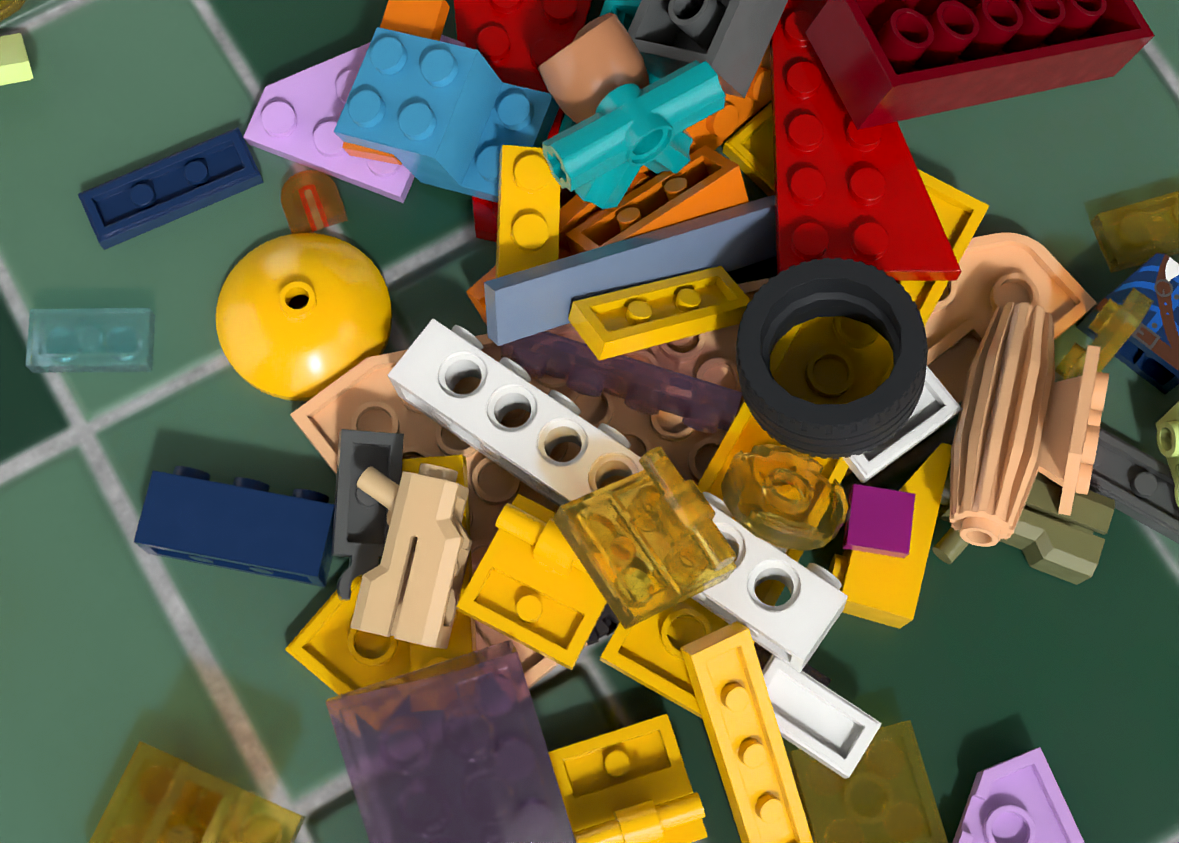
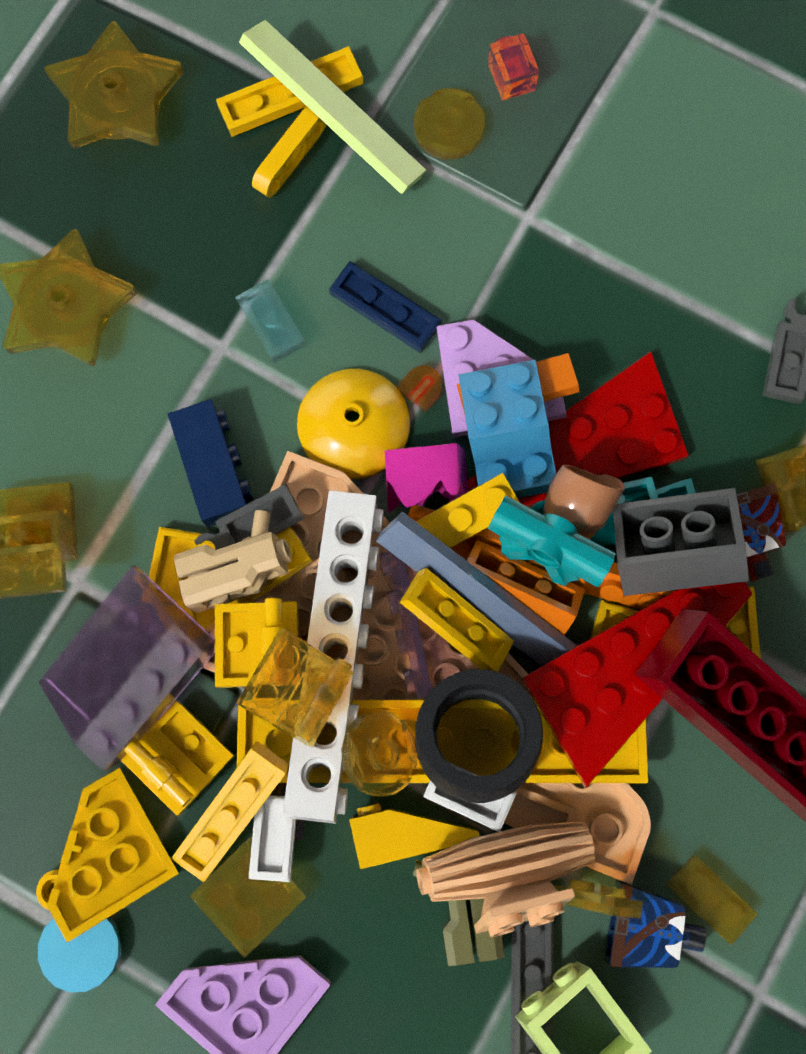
camera: 70 degrees right, 5 degrees up
(435, 252) = (420, 471): none -> dark pink piece
(879, 521) = (405, 818): magenta tile -> none

